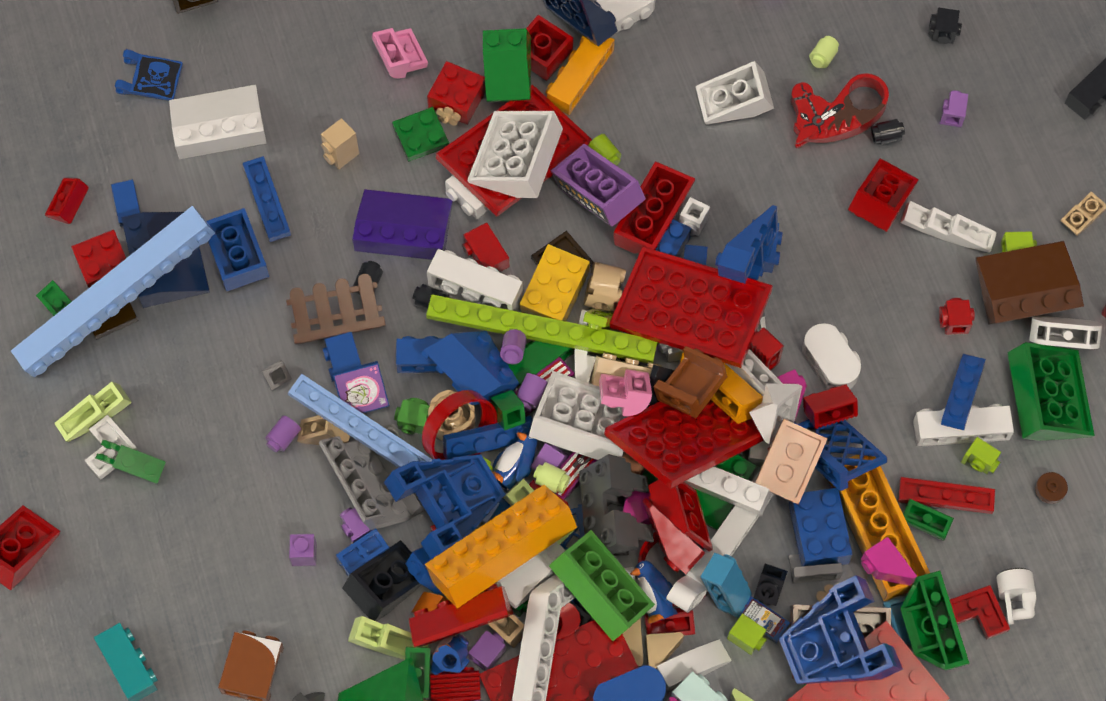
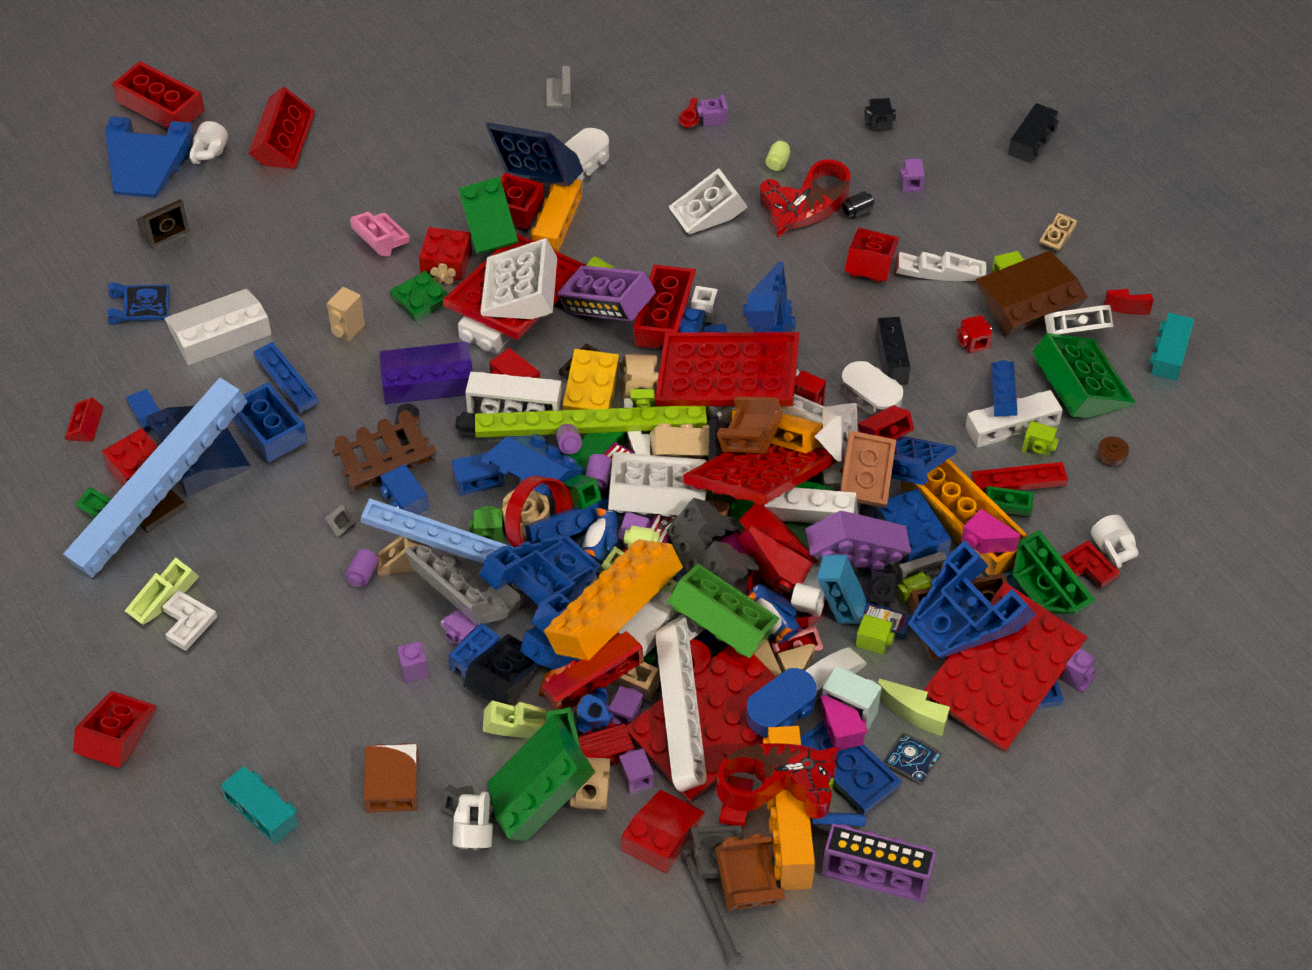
camera: 15 degrees left, 15 degrees down
(133, 462) = (215, 624): green hinge -> none
(362, 387) = (431, 503): tile -> none
(629, 392) = (696, 447): bright pink brick -> none
(756, 540) = (863, 539): none -> medium lavender brick
(803, 592) = (913, 583): none -> lime brick
(866, 317) = (893, 349): none -> black brick

